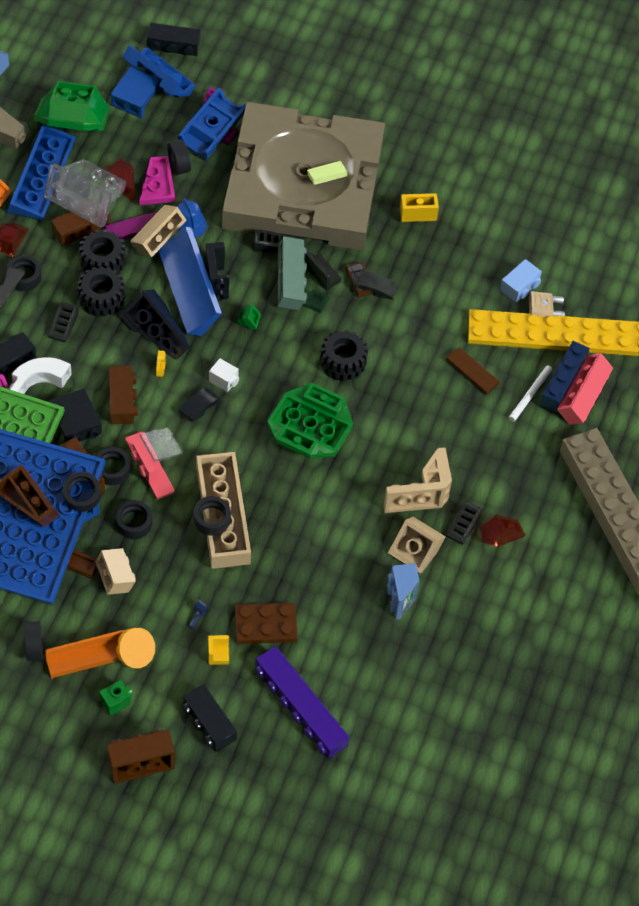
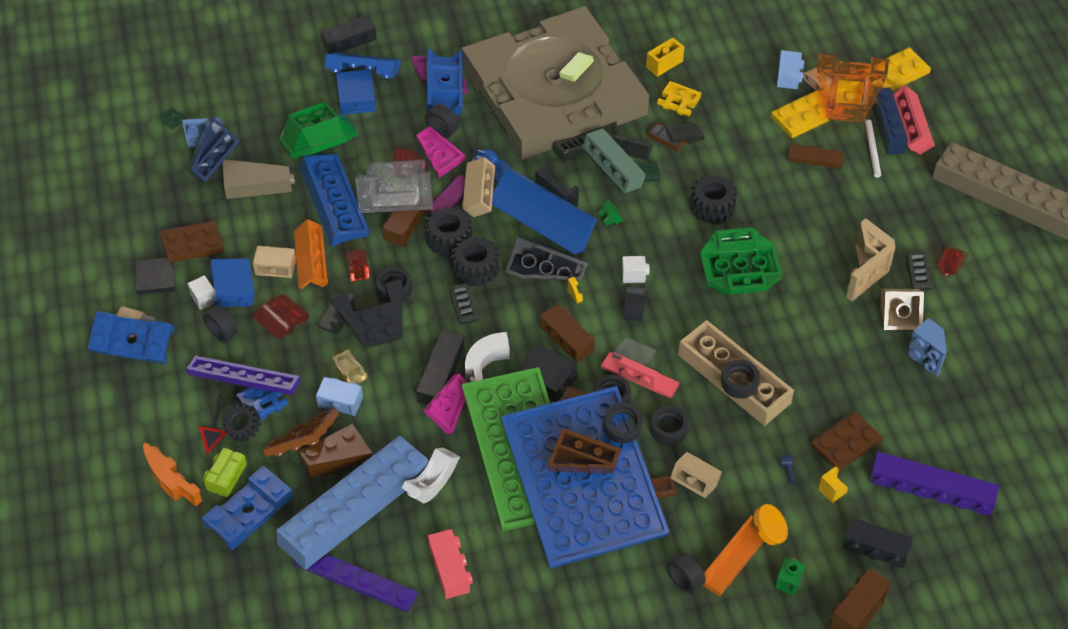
camera: 30 degrees left, 5 degrees down
(405, 250) = (679, 94): none -> yellow plate
(580, 322) = (850, 71): none -> clear orange windscreen

